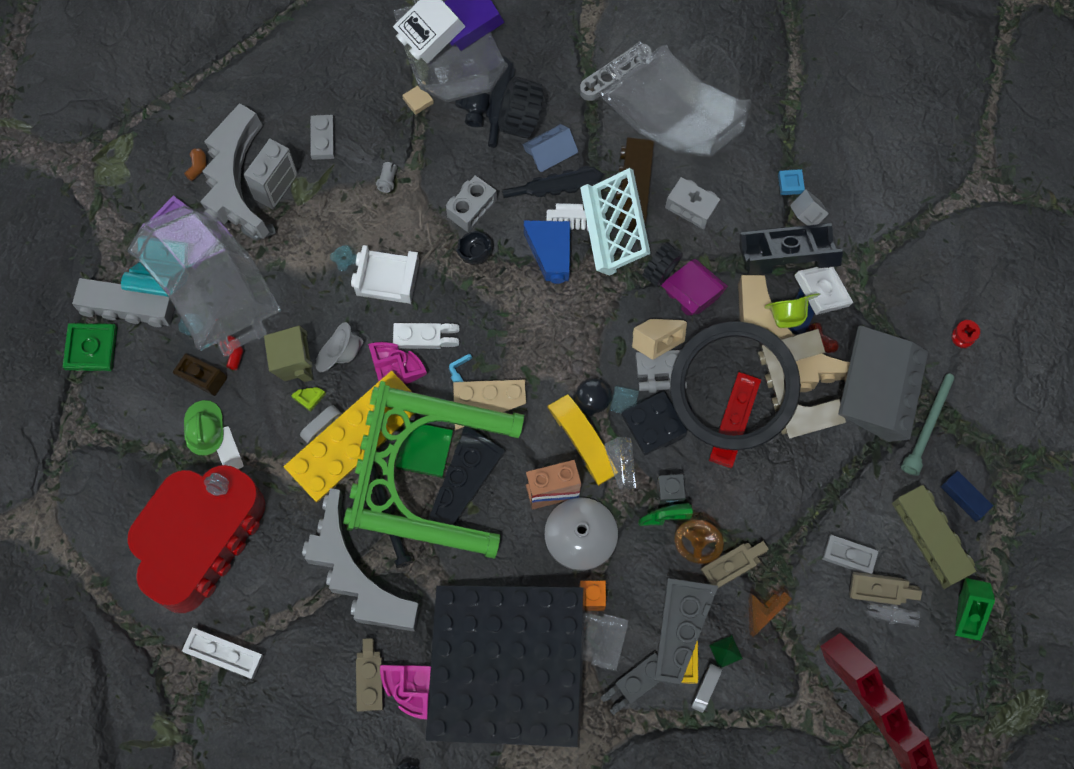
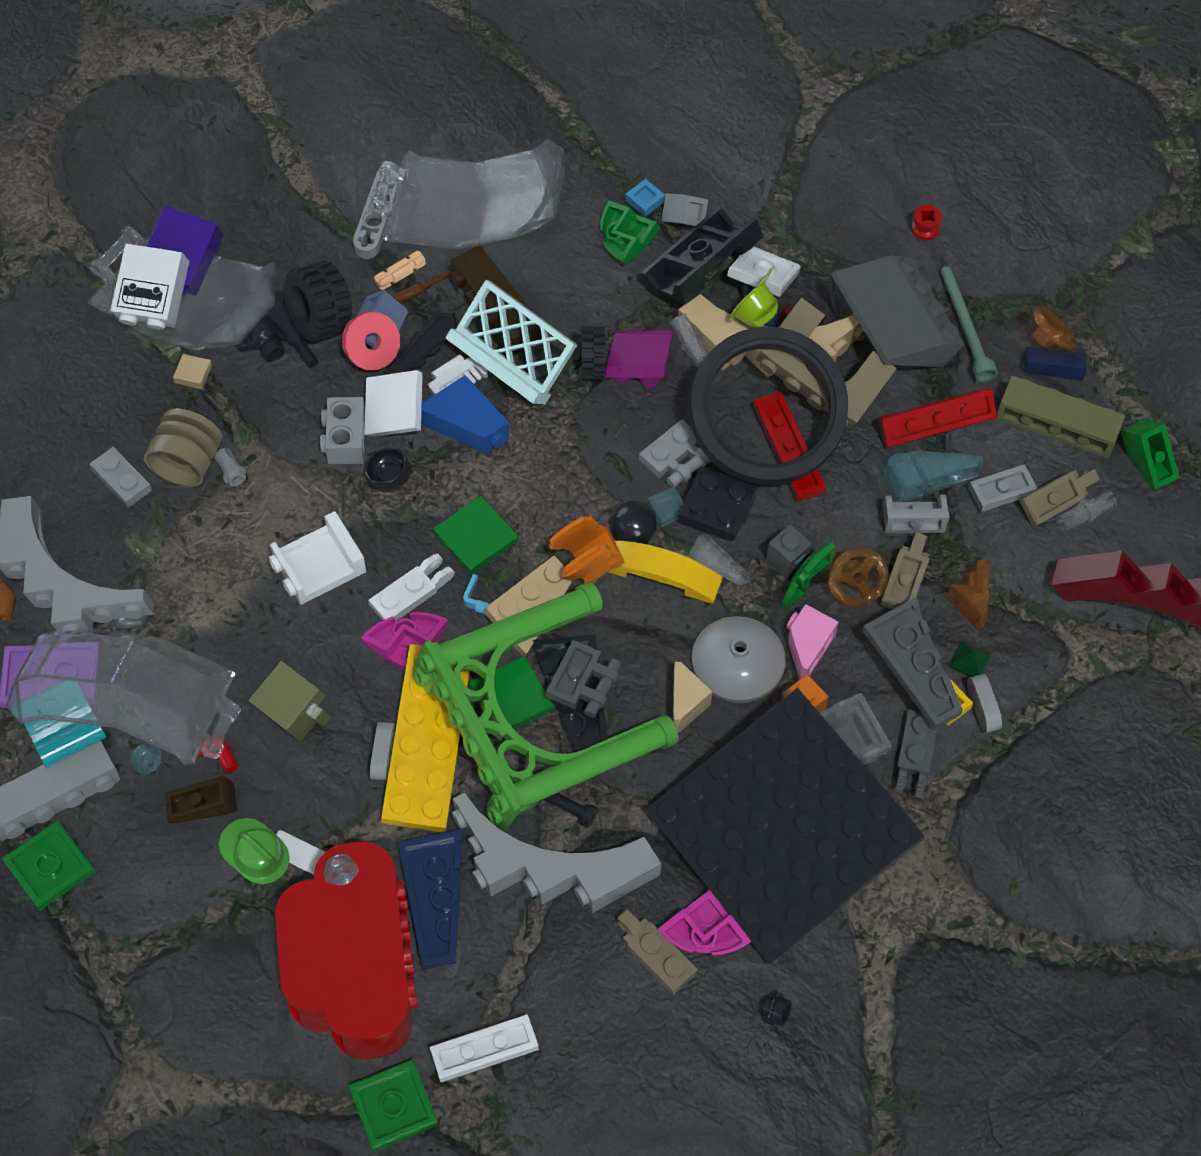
camera: 40 degrees left, 10 degrees down
(148, 643) = (393, 1105): none -> green tile
(271, 173) = (105, 542): light grey brick -> none
(277, 533) = (433, 889): none -> dark blue wing
(308, 397) = (341, 737): lime tile -> none
(339, 348) = (333, 662): light grey piece -> none
(340, 252) = (255, 568): clear light blue plate -> none
(368, 144) = (183, 447): none -> dark tan wheel
(465, 467) = (574, 674): none -> dark grey plate
(492, 329) = (475, 535): none -> green tile
(511, 208) = (393, 403): none -> white tile
(524, 535) = (689, 696): none -> tan slope
(533, 169) = (387, 340): none -> coral tile
(549, 385) = (592, 548): none -> orange piece
(553, 484) = (677, 624): nougat panel -> none
(595, 121) = (399, 270): none -> light nougat axle
(595, 141) = (418, 289): none -> reddish brown piece
(633, 557) = (809, 638): none -> bright pink slope
(658, 336) = (648, 422): tan slope -> none
(681, 202) = (568, 279): light grey brick -> none
(732, 301) = (689, 338): none -> clear pin
(758, 197) = (626, 232): none -> green brick
(775, 528) = (915, 516): none -> light grey hinge
(807, 505) = (925, 472): none -> clear light blue slope
(850, 474) = (937, 417): none -> red plate
(980, 474) = (1052, 329): none -> clear orange piece

